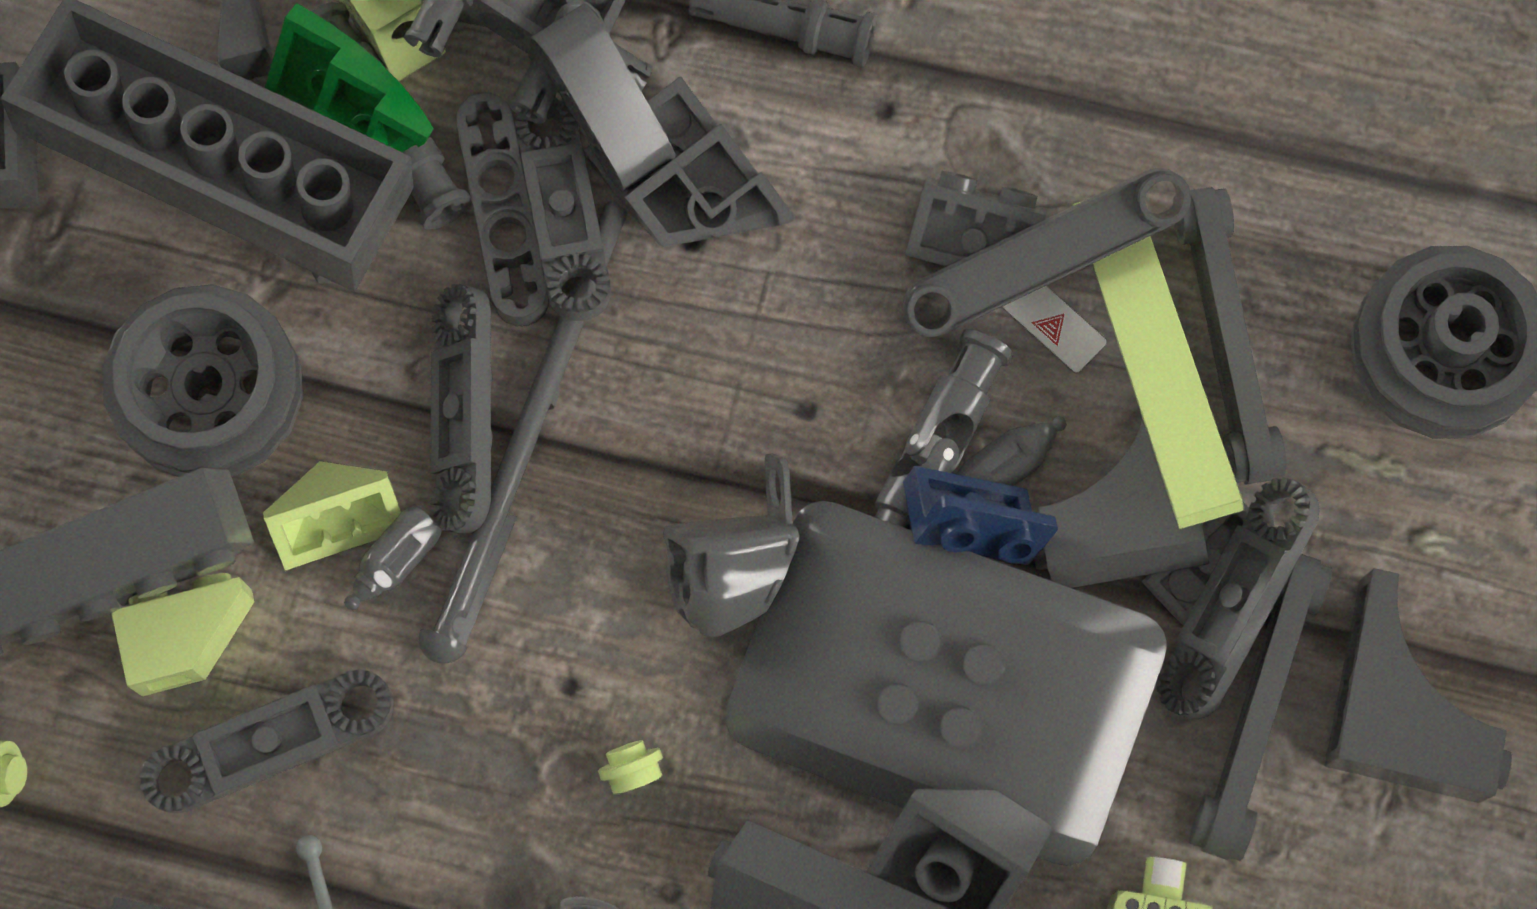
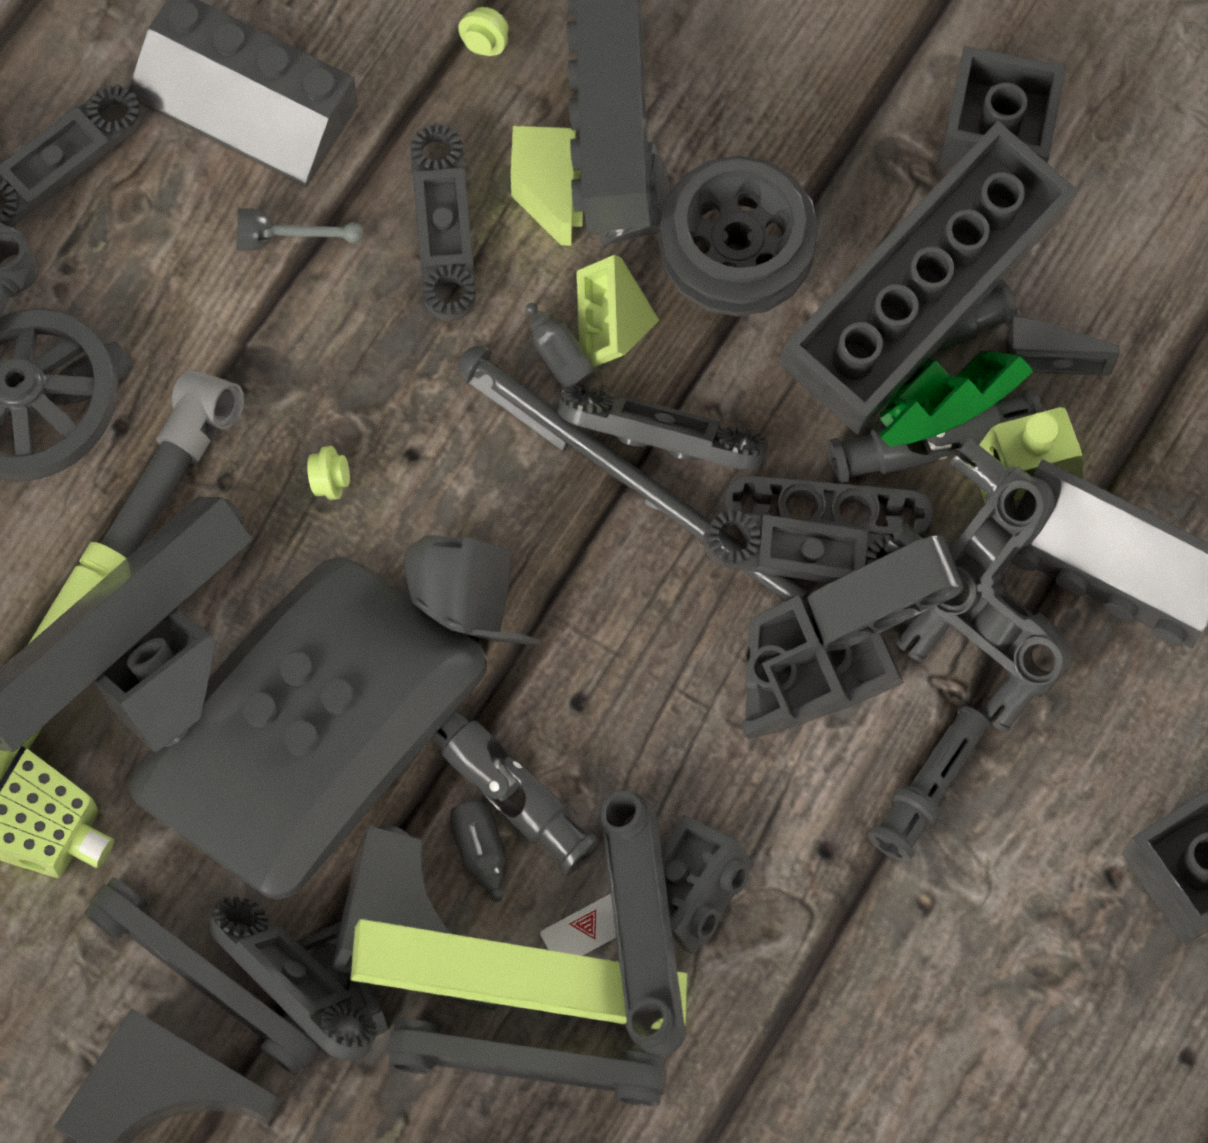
camera: 105 degrees right, 5 degrees down
(975, 516) = (431, 782): dark blue bracket -> none

